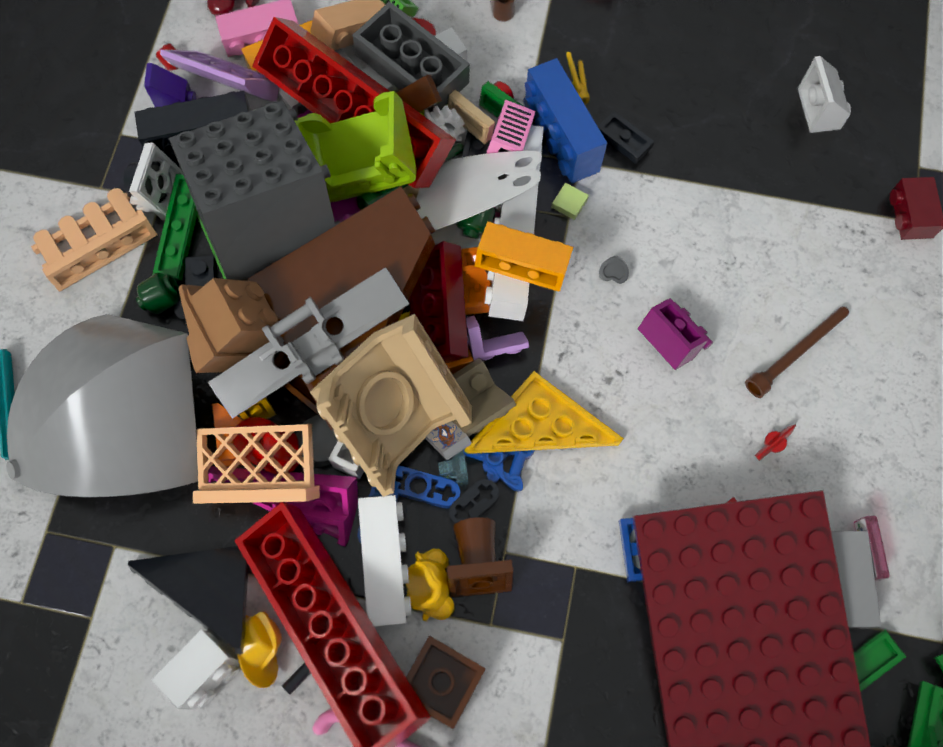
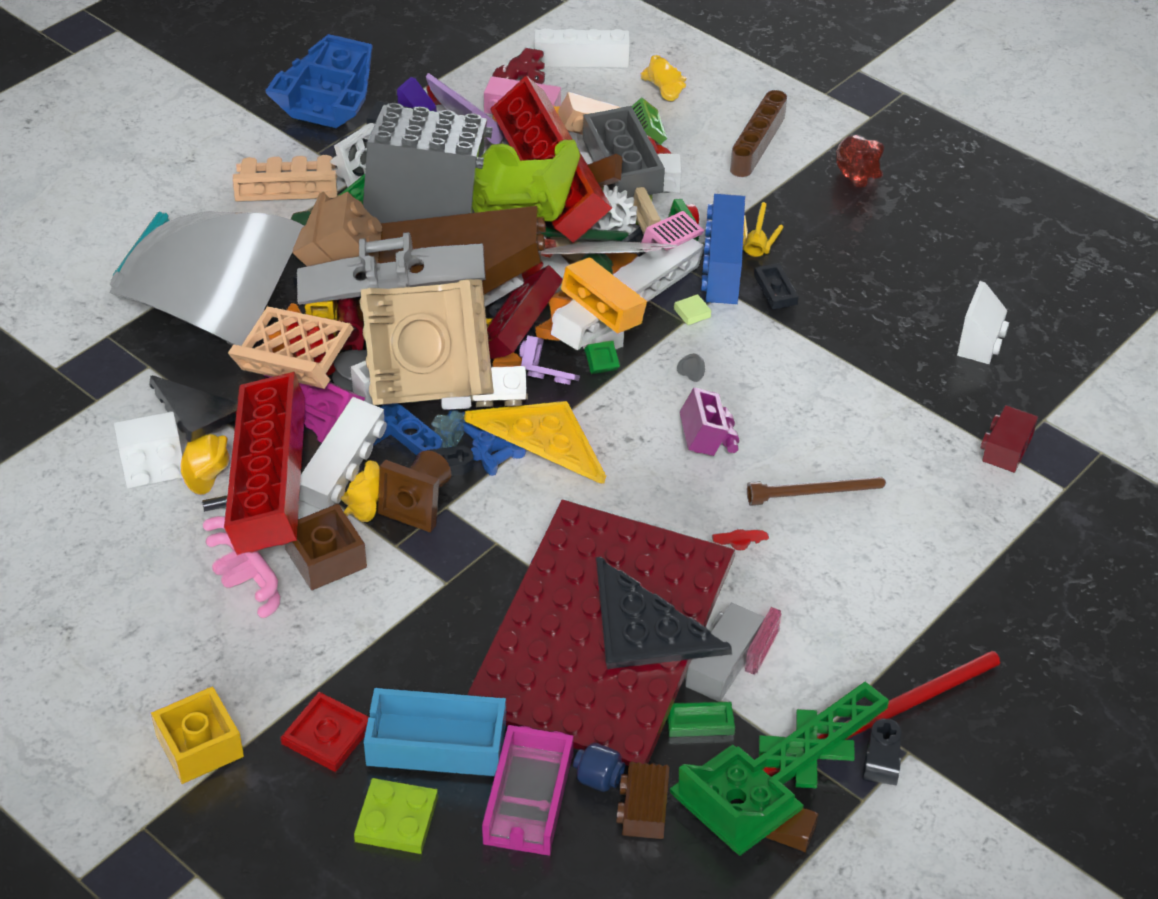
camera: 30 degrees right, 25 degrees down
(57, 102) = (326, 83): none -> blue wedge
(291, 407) = (349, 314): none -> dark red animal
(537, 304) = (602, 357): none -> green plate
(797, 620) = (647, 628): none -> black tile

